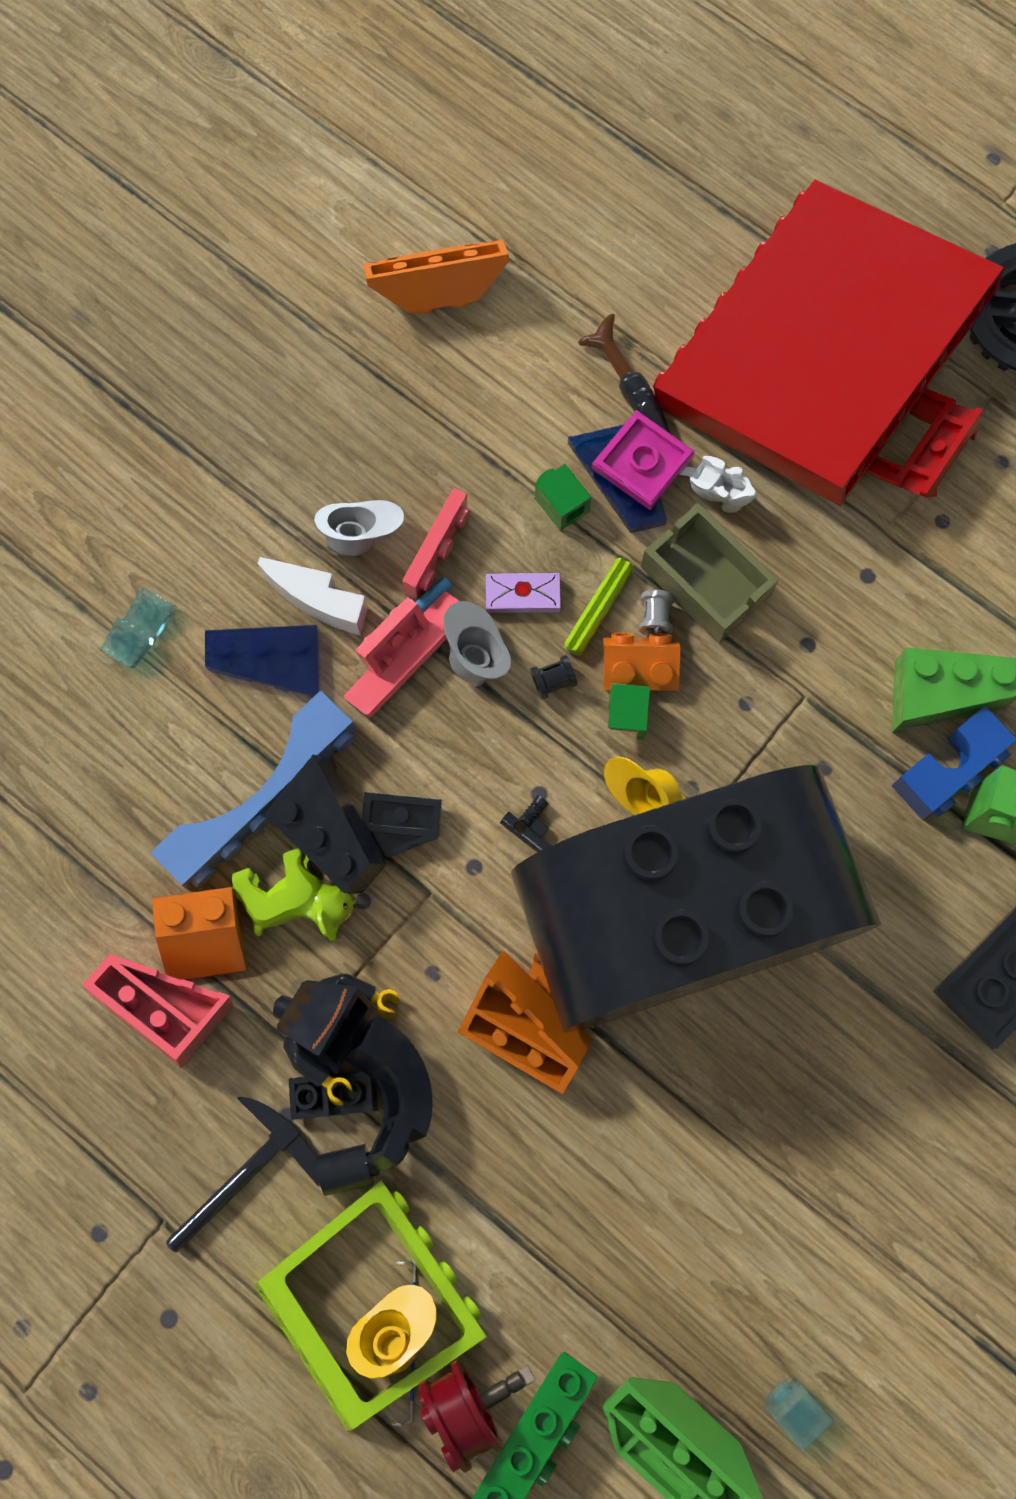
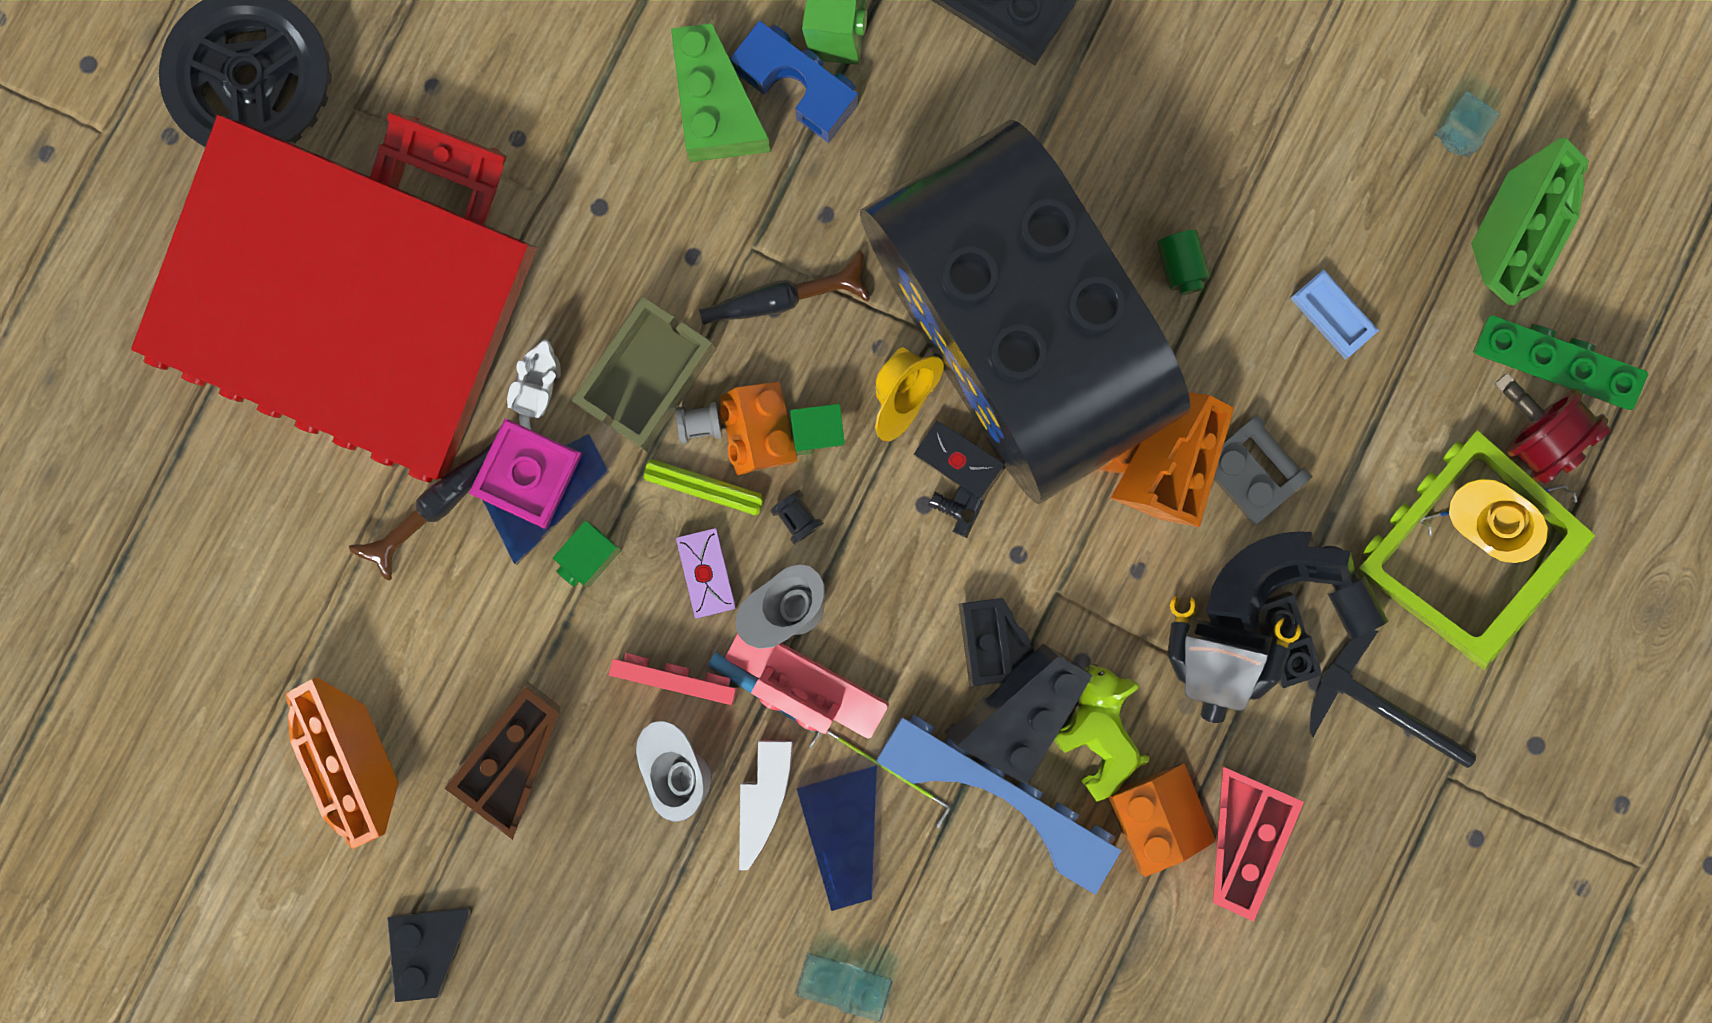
camera: 100 degrees left, 10 degrees up
(268, 309) = (423, 950): none -> black wing
(328, 694) = (874, 761): none -> lime piece
(402, 396) = (506, 760): none -> reddish brown wedge
(490, 1096) = (1247, 481): none -> dark grey plate
(576, 819) = (959, 460): none -> black tile
(633, 1225) = (1334, 314): none -> light blue tile
(714, 1085) = (1184, 261): none -> green brick
(755, 704) = (784, 295): none -> black piece

